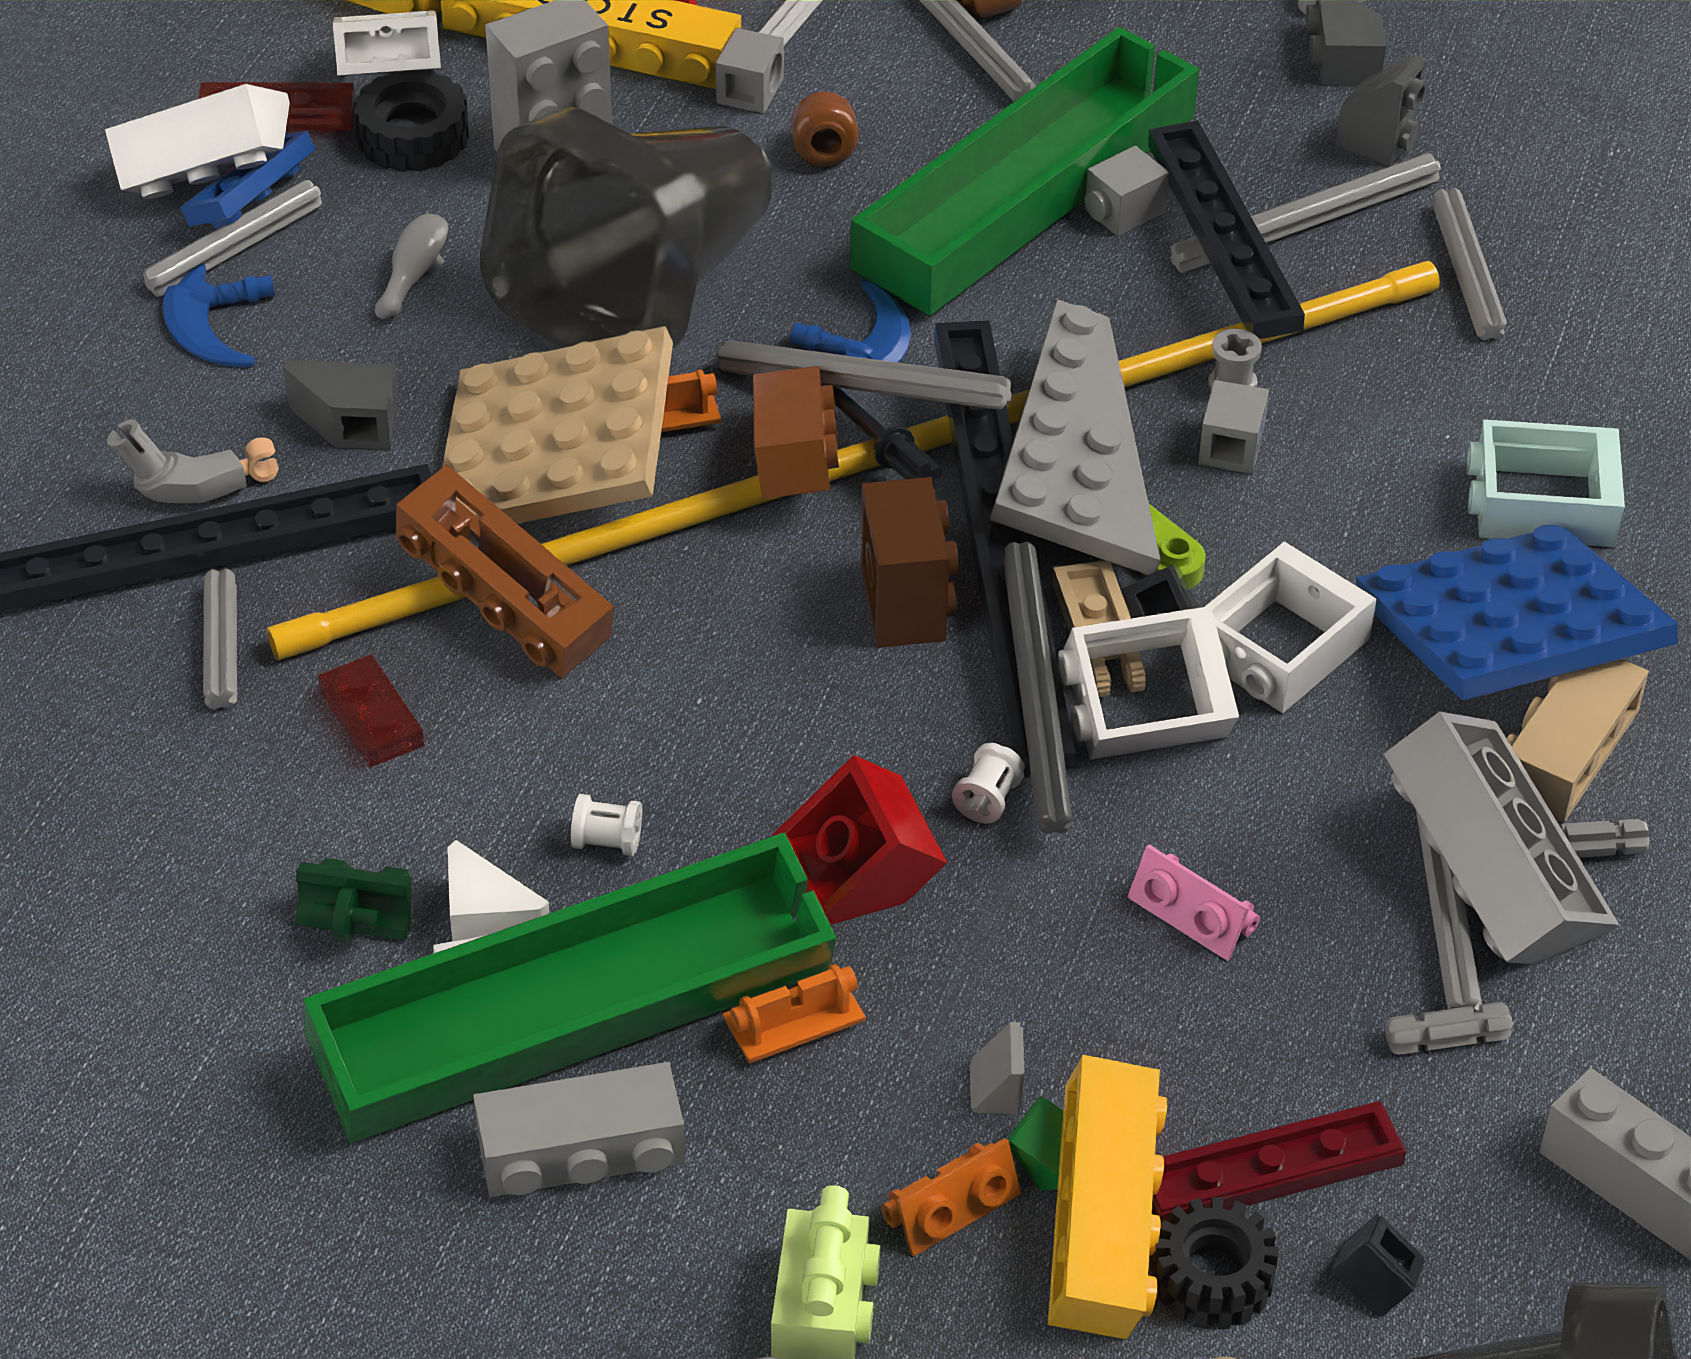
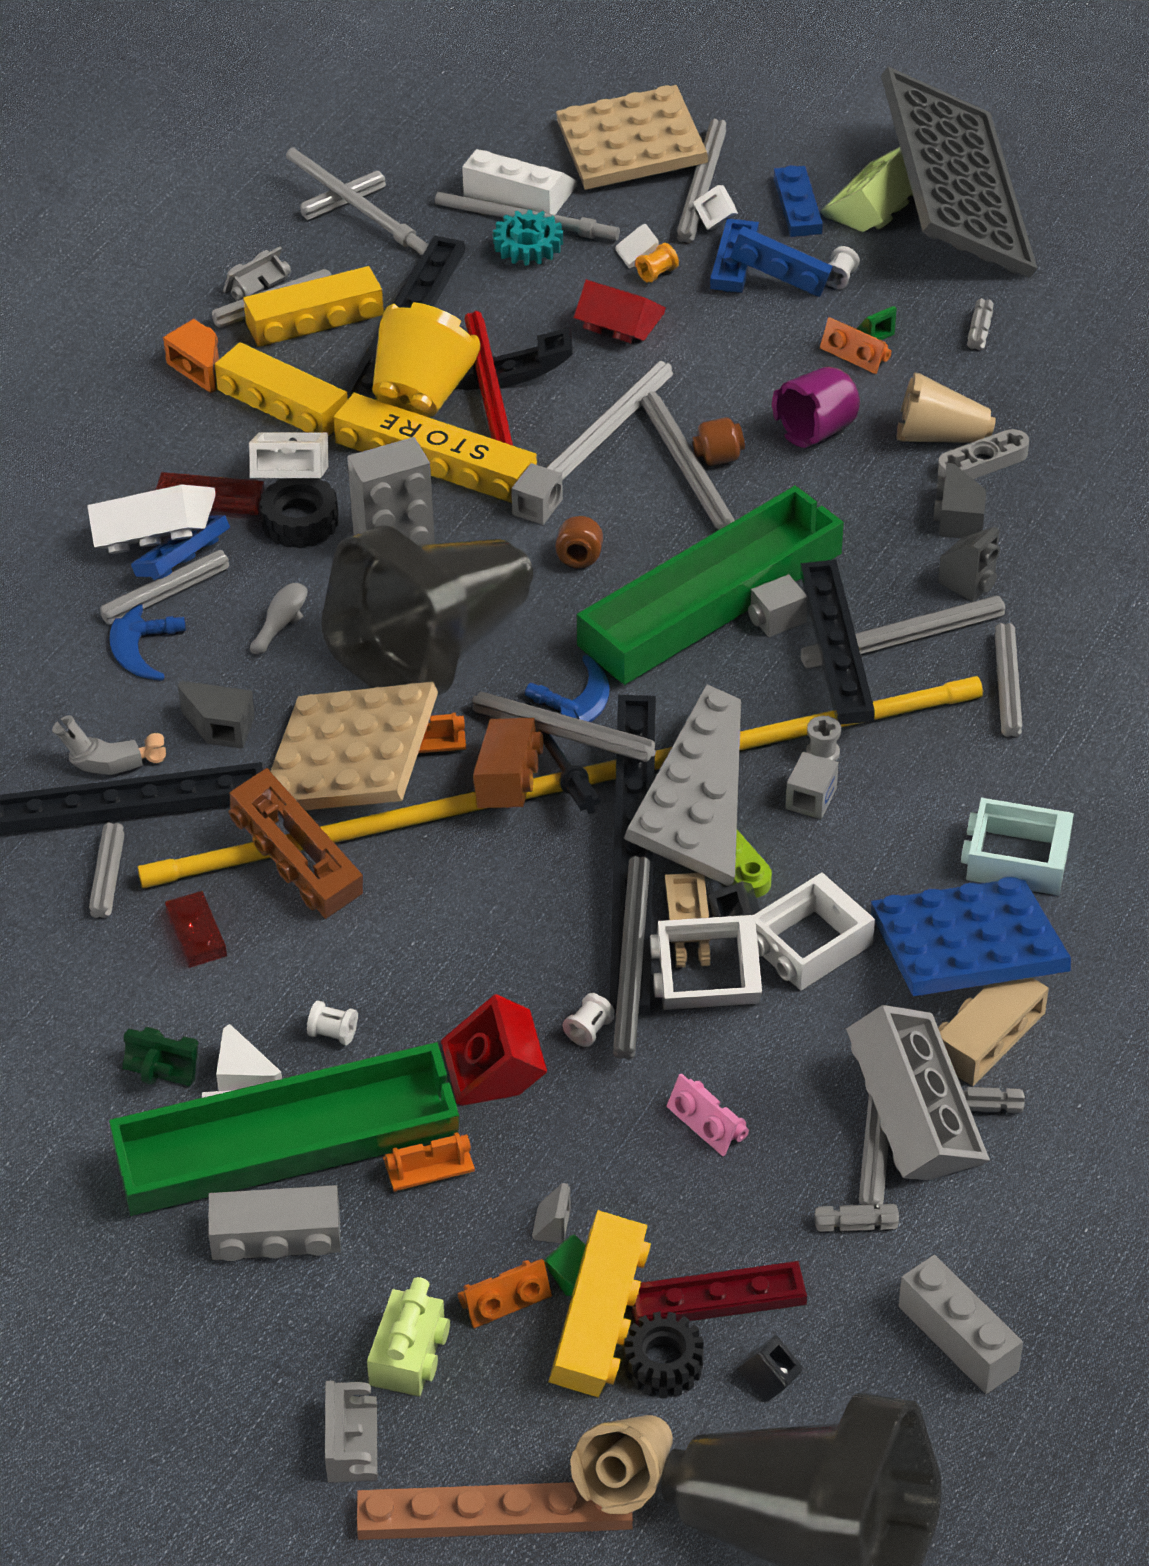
camera: 10 degrees right, 0 degrees up
(907, 562) = (564, 862): reddish brown brick -> none

